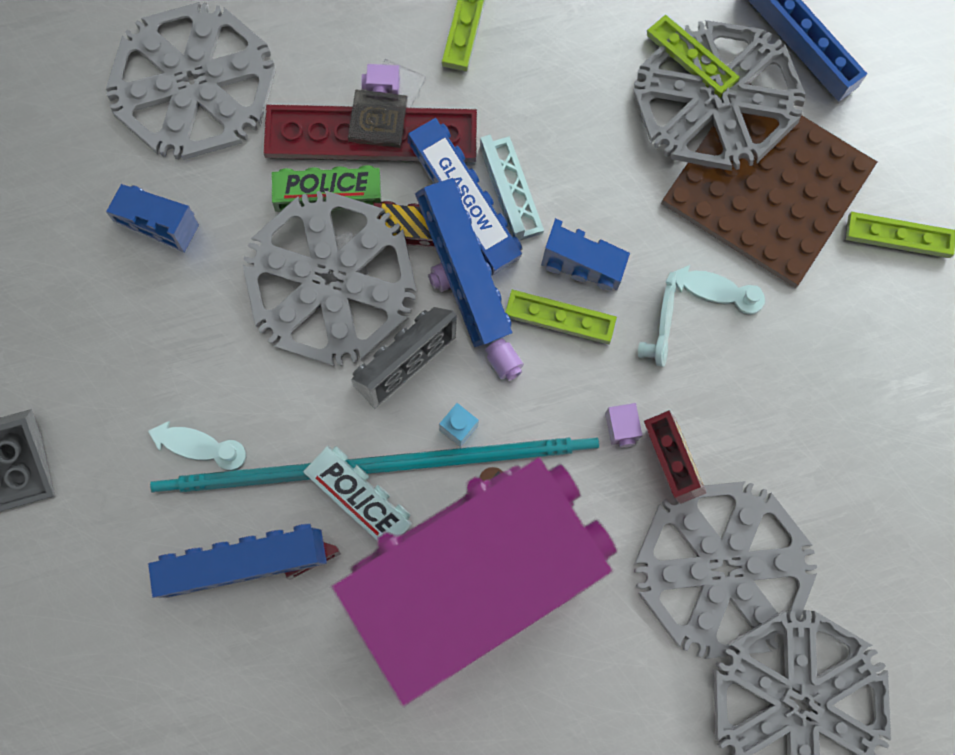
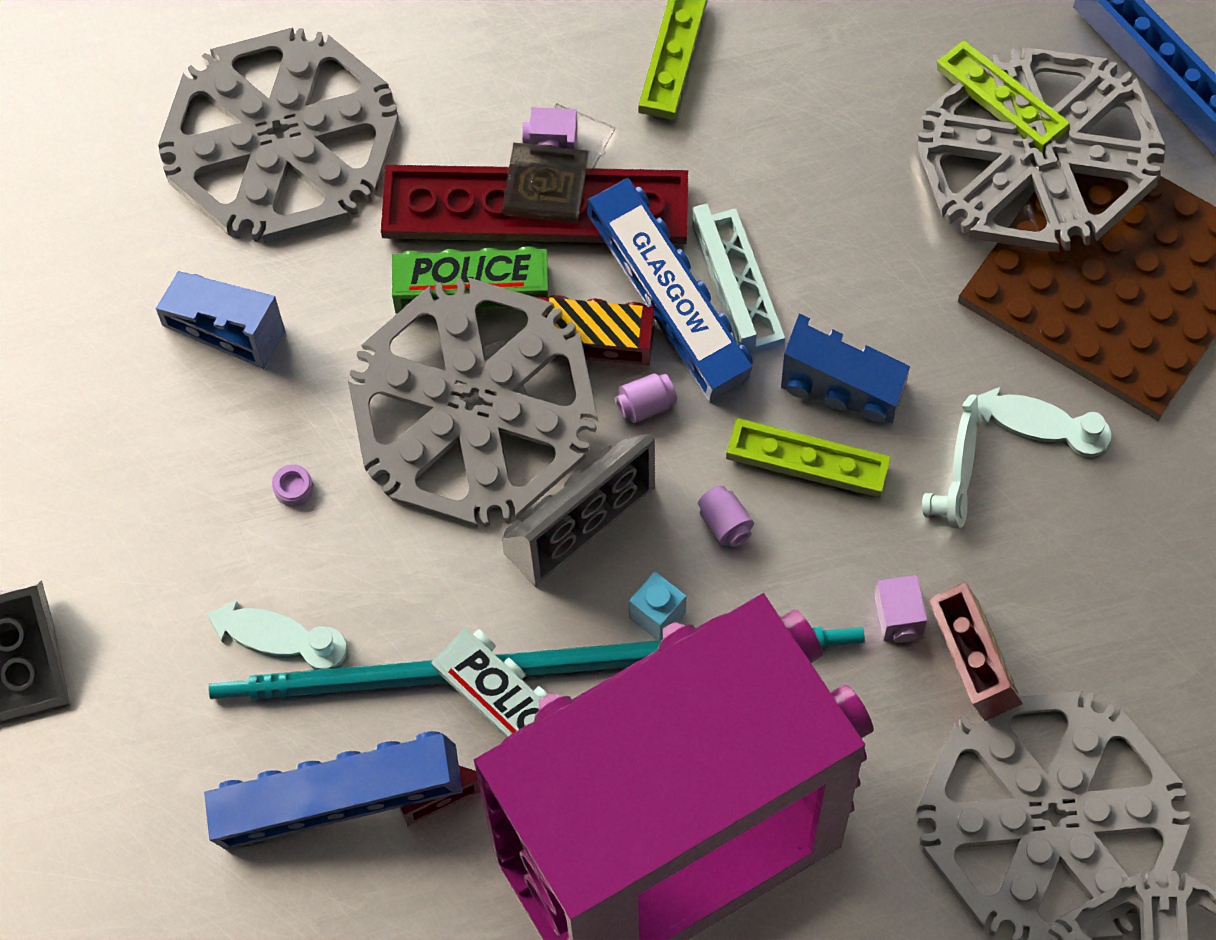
camera: 10 degrees right, 10 degrees down
(206, 337) = (292, 485): none -> lavender tile
(464, 262) = (667, 377): blue brick -> none

